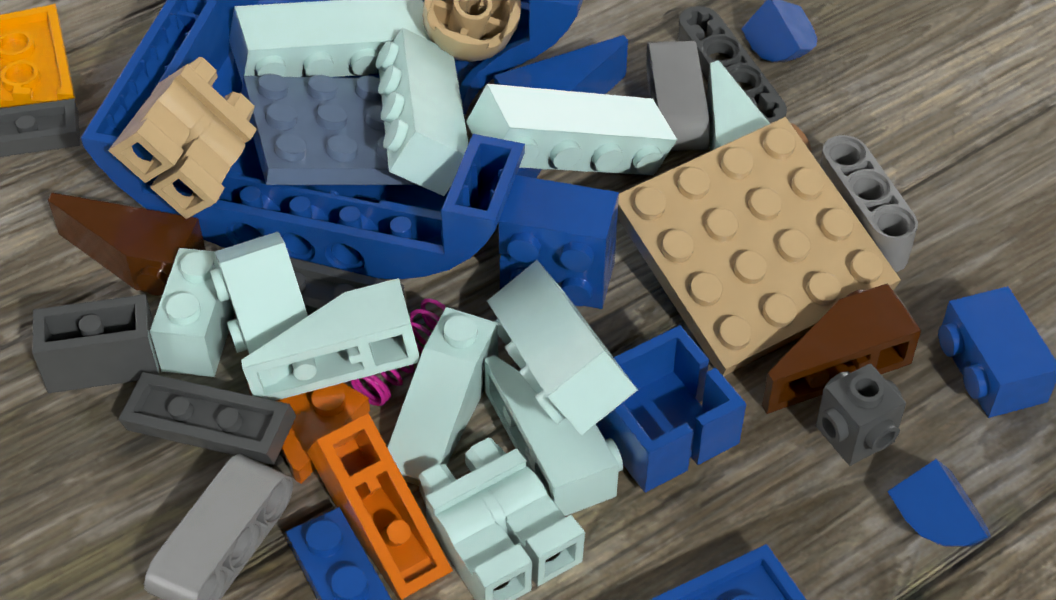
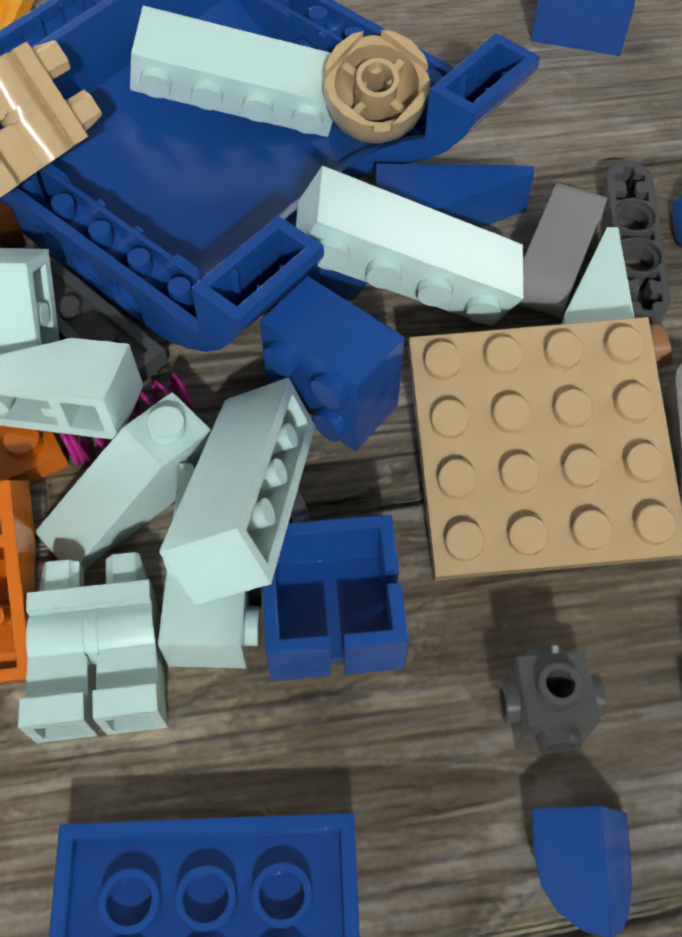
camera: 25 degrees right, 10 degrees up
(319, 130) = (175, 165): sand blue plate -> none
(421, 111) = (269, 174): light aqua brick -> none
(855, 332) = (591, 606): reddish brown slope -> none

